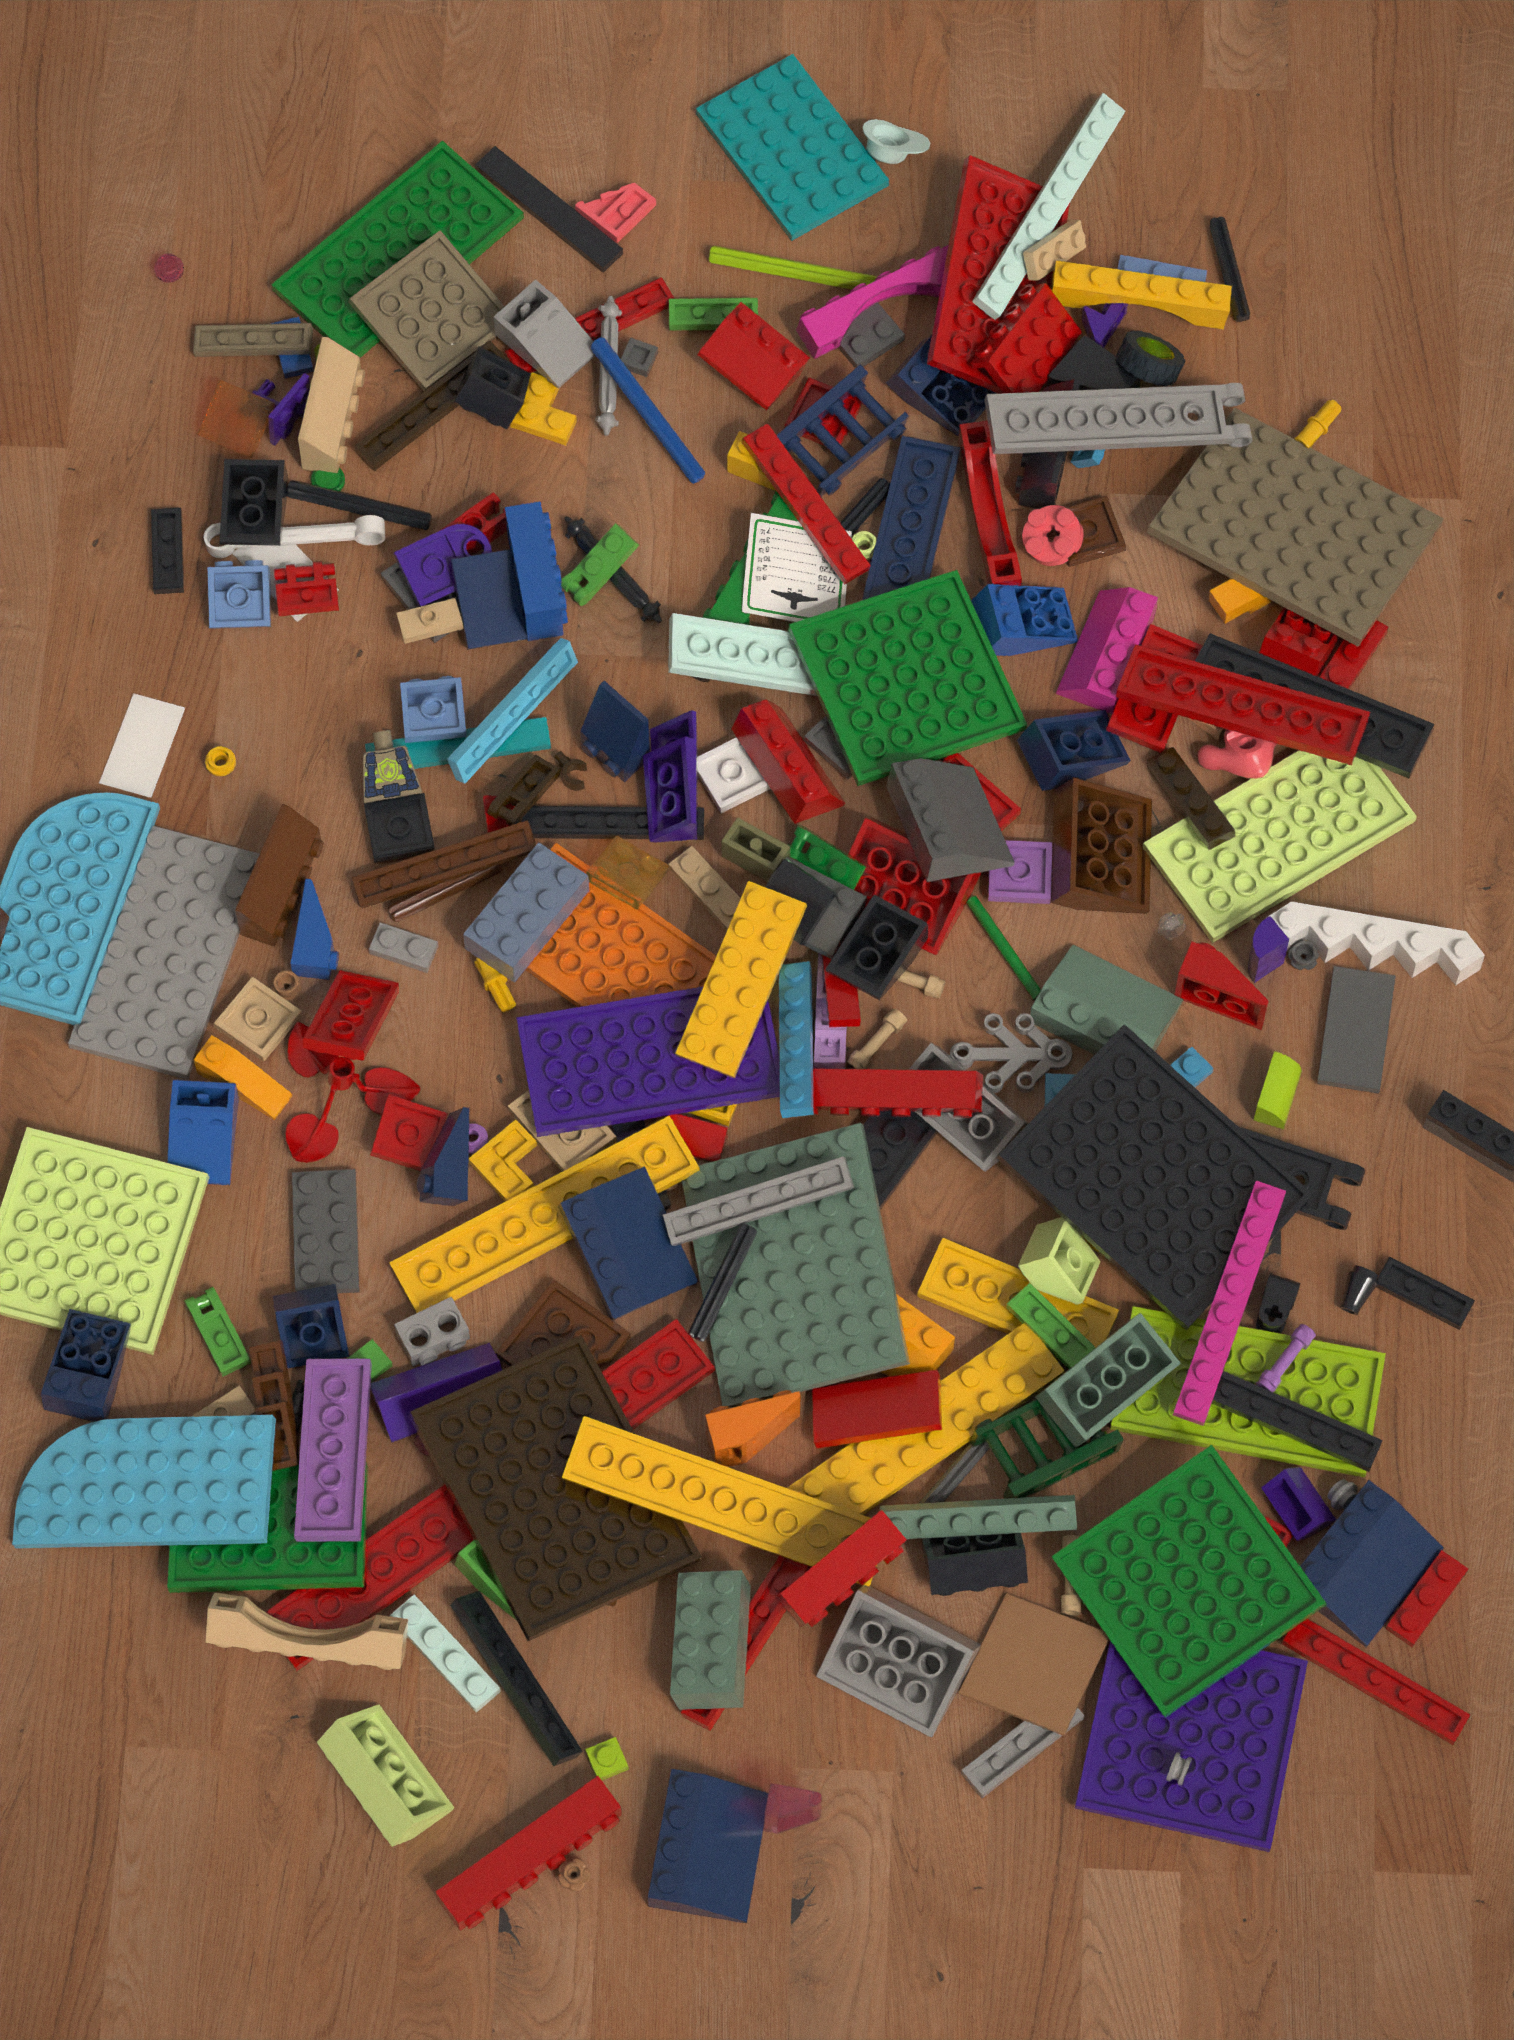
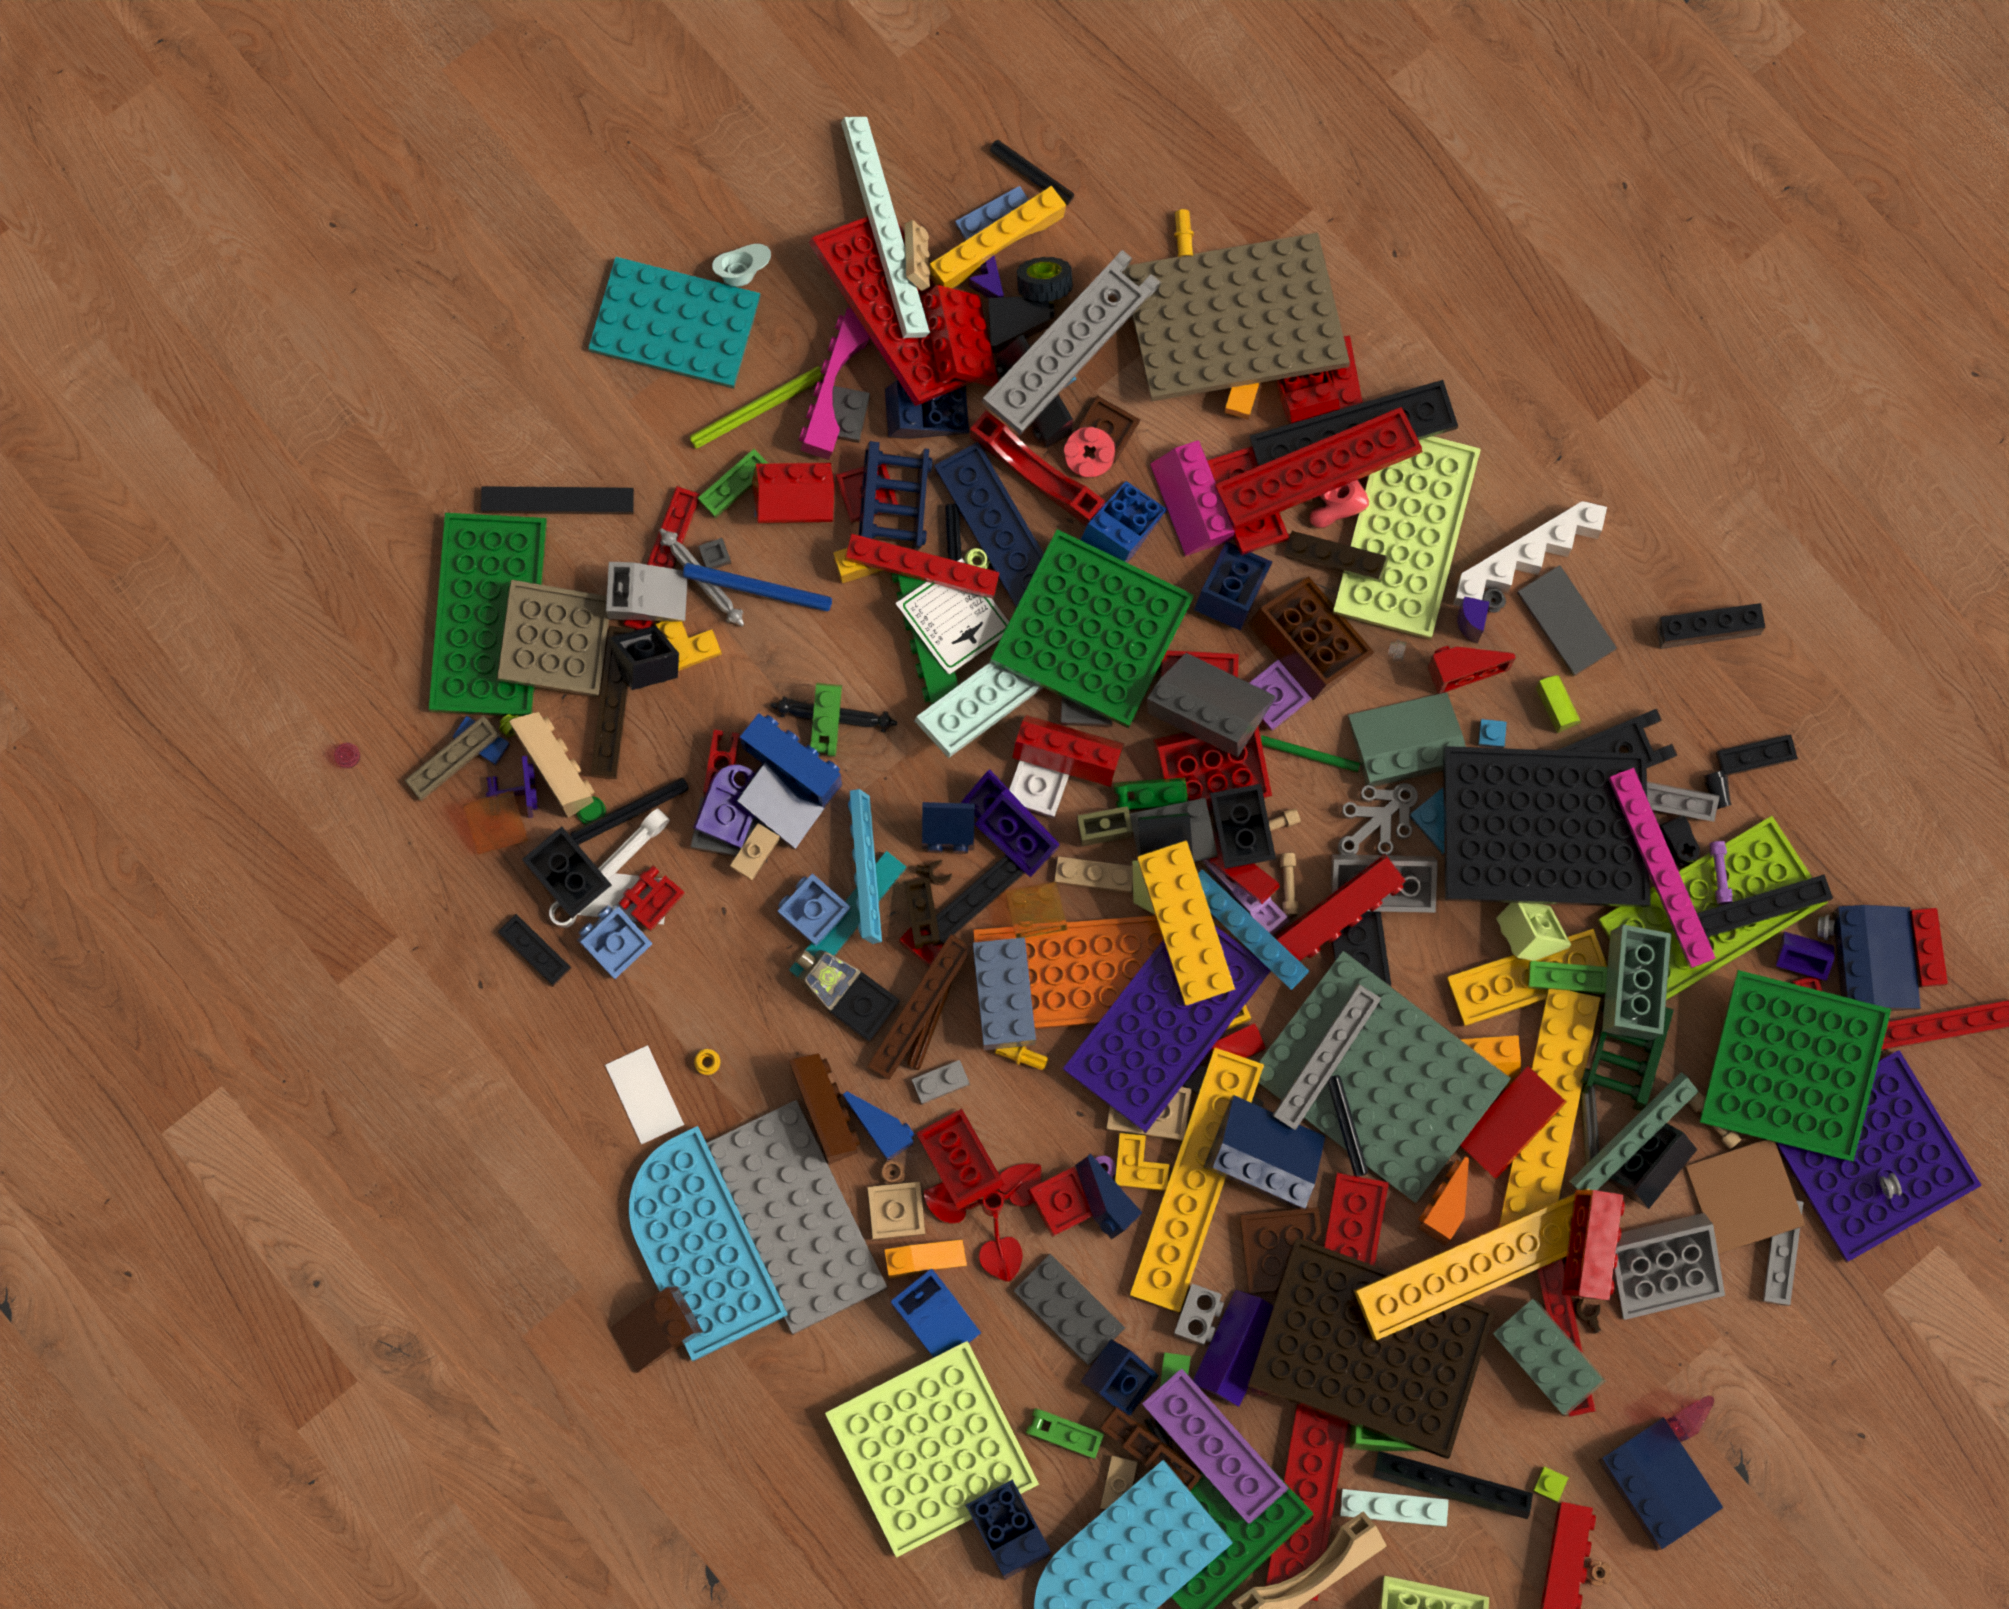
camera: 45 degrees left, 10 degrees up
(618, 210) = (605, 464): coral wing -> none
(787, 1649) = (1592, 1320): none -> dark brown piece
(1309, 1267) = (1682, 801): none -> light grey plate

